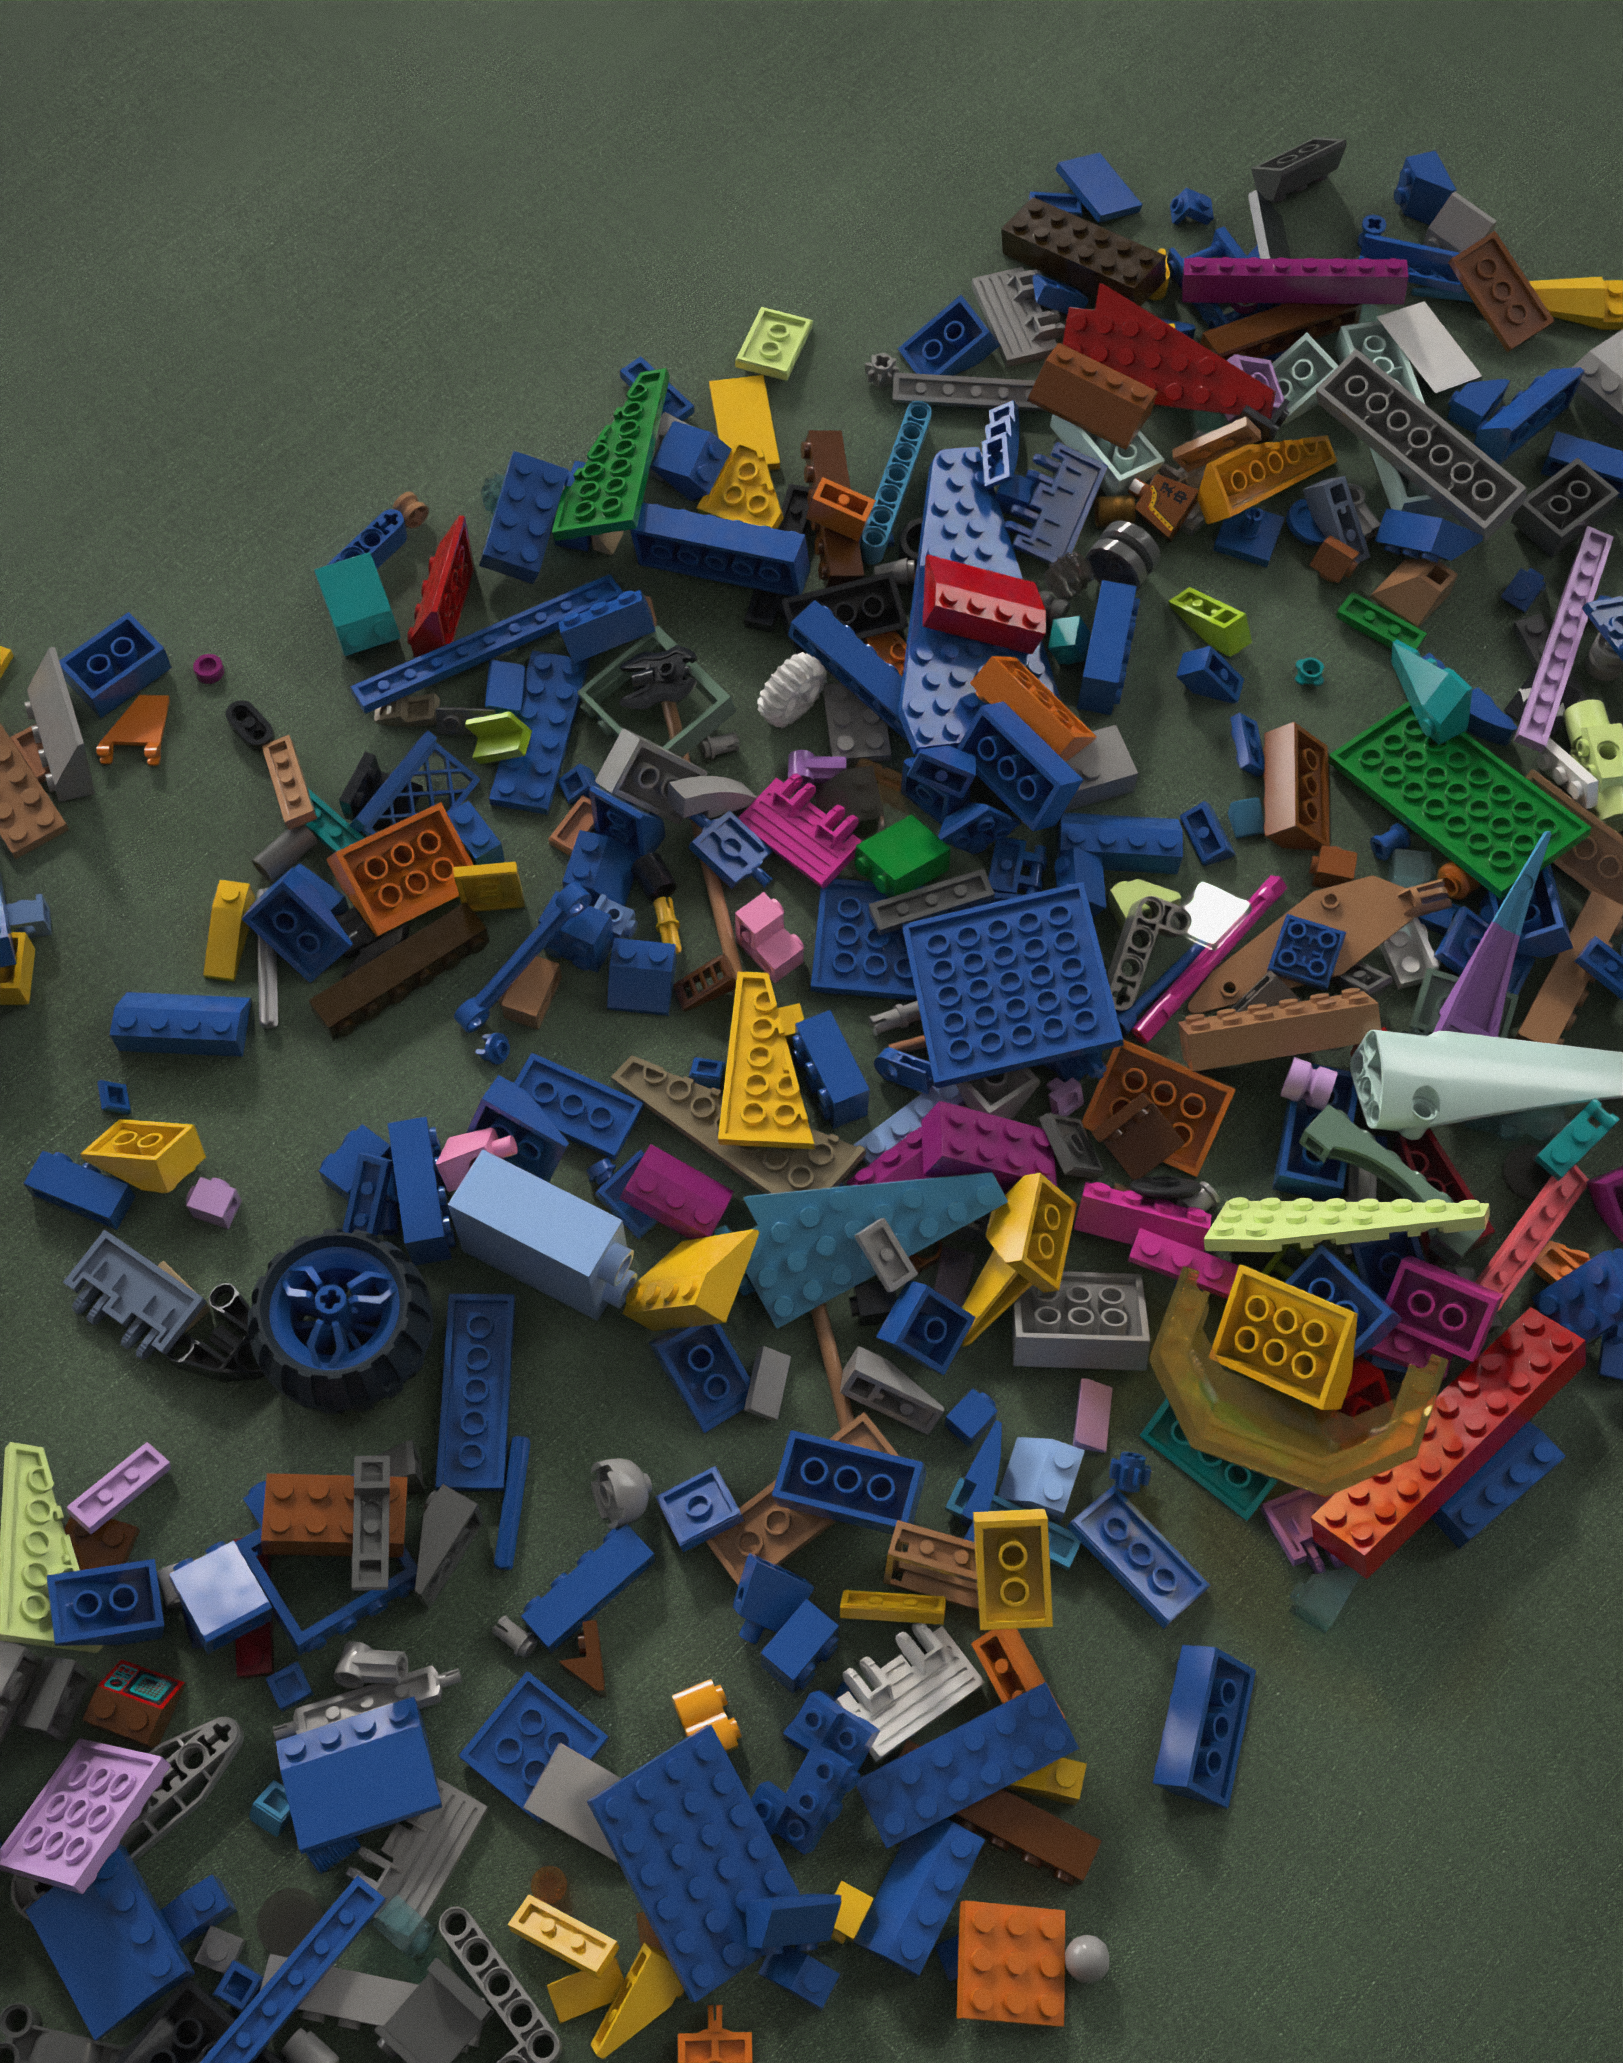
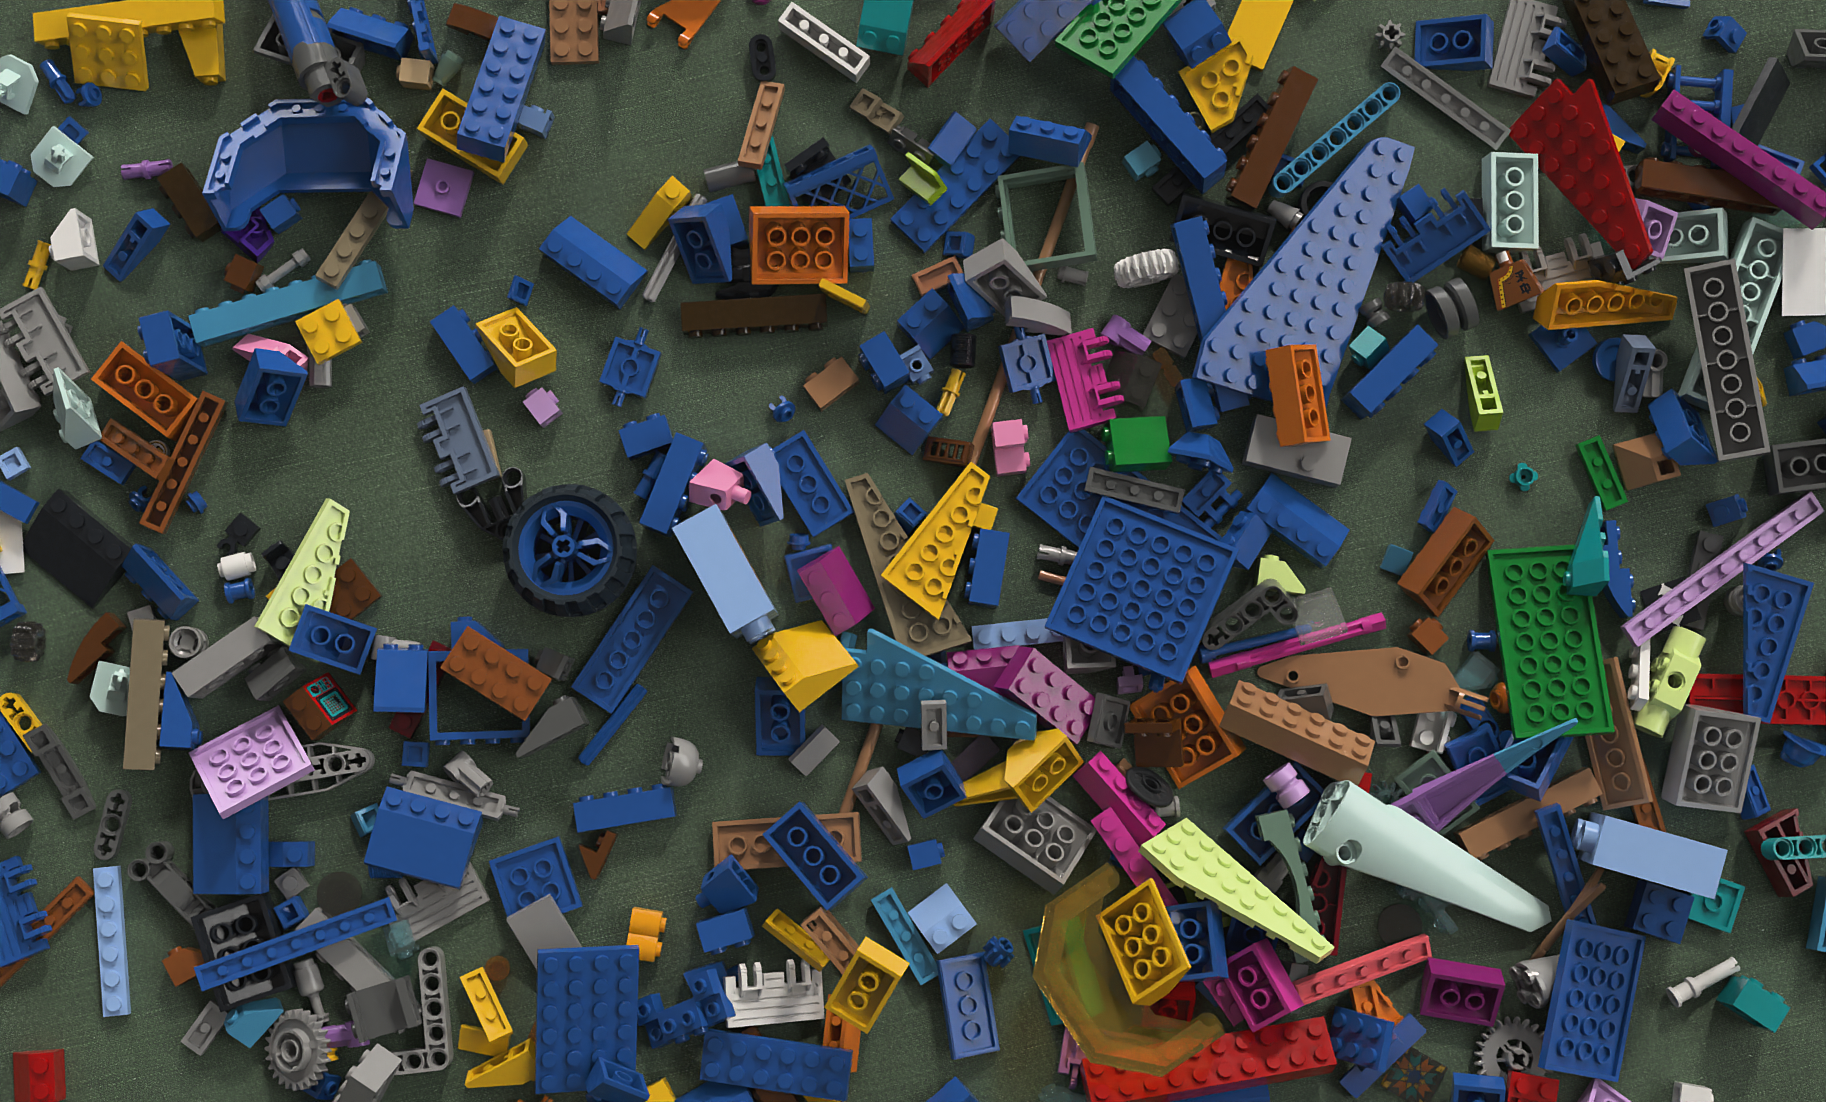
camera: 30 degrees right, 20 degrees up
(118, 1488) = (382, 565): lavender plate -> none
(291, 1104) = (630, 367): none -> blue plate
(305, 670) = (824, 42): none -> white brick
(368, 1194) = (635, 472): blue plate -> none
(371, 1523) = (509, 701): dark grey slope -> none
(480, 645) = (962, 96): blue plate -> none
(516, 1638) = (564, 809): light grey pin -> none
(569, 904) = (881, 352): blue piece -> none
(659, 677) = (1059, 208): black piece -> none
(699, 1508) = (721, 804): blue plate -> none
(717, 603) = (1142, 161): none -> medium azure brick
(840, 509) = (1269, 151): orange brick -> none
(907, 1070) = (1037, 597): blue piece -> none
(944, 769) = (1202, 407): blue slope -> none
(982, 605) = (1322, 287): red slope -> none
(982, 1478) = (902, 901): blue slope -> none
(1001, 444) = (1430, 160): blue slope -> none
(1020, 766) = (1254, 435): blue brick -> none
(1092, 396) = (1519, 166): dark orange slope -> none
(1092, 1416) = (1001, 900): lavender slope -> none
(1207, 834) = (1361, 553): blue slope -> none
(1216, 444) = (1582, 262): medium nougat plate -> none
(1306, 952) = (1360, 687): blue tile -> none
(1335, 560) = (1605, 403): dark orange brick -> none
(1576, 1140) = (1438, 930): teal plate -> none

